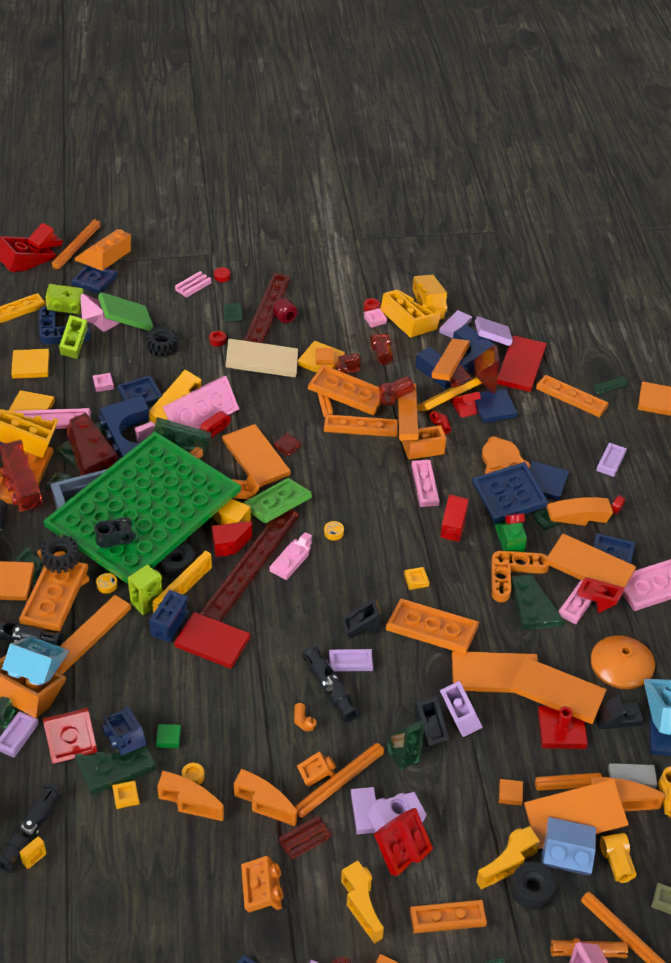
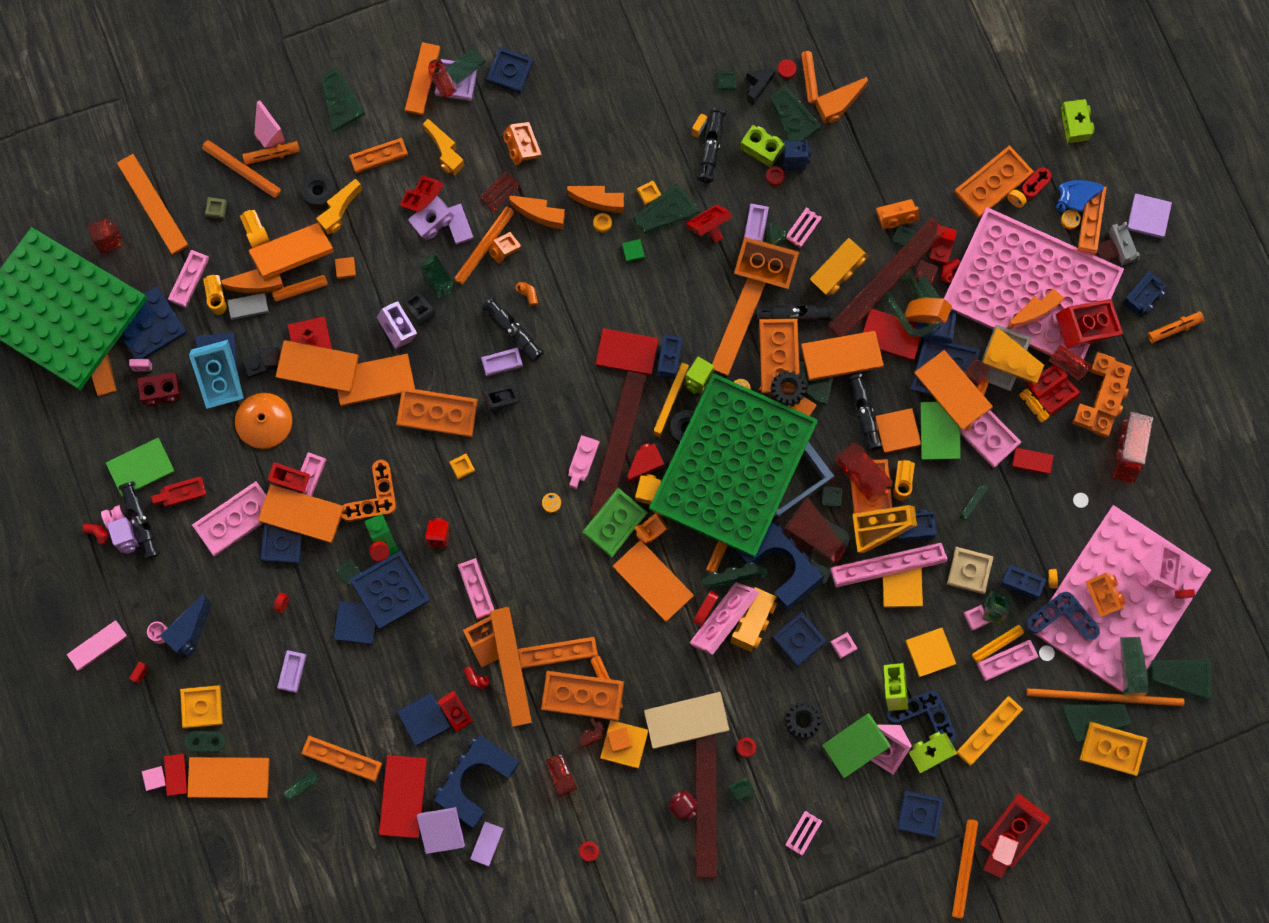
camera: 165 degrees right, 30 degrees up
(34, 659) = (762, 275): medium azure slope -> none
(106, 250) = (925, 856): orange slope -> none
(112, 532) = (742, 414): black piece -> none
(124, 731) = (668, 236): dark blue hinge -> none
(143, 431) = (771, 577): bright pink tile -> none
(221, 274) = (776, 860): red tile -> none
(287, 444) = (625, 604): clear red tile -> none
(375, 317) = (580, 831): bright pink tile -> none
(396, 389) = (532, 691): clear red piece -> none
(408, 314) = (541, 833): light orange wedge -> none
(431, 293) = (524, 877): light orange wedge -> none
(446, 395) = (473, 719): light orange tile -> none
(450, 359) = (478, 754): orange tile -> none
(460, 377) = (465, 737): clear red slope -> none
(487, 368) = (438, 752): clear red slope -> none
(500, 454) = (405, 645): orange tile -> none
(534, 605) = (350, 463): clear green wing -> none
(569, 846) = (293, 220): medium blue slope -> none
(580, 510) = (317, 581): orange slope -> none

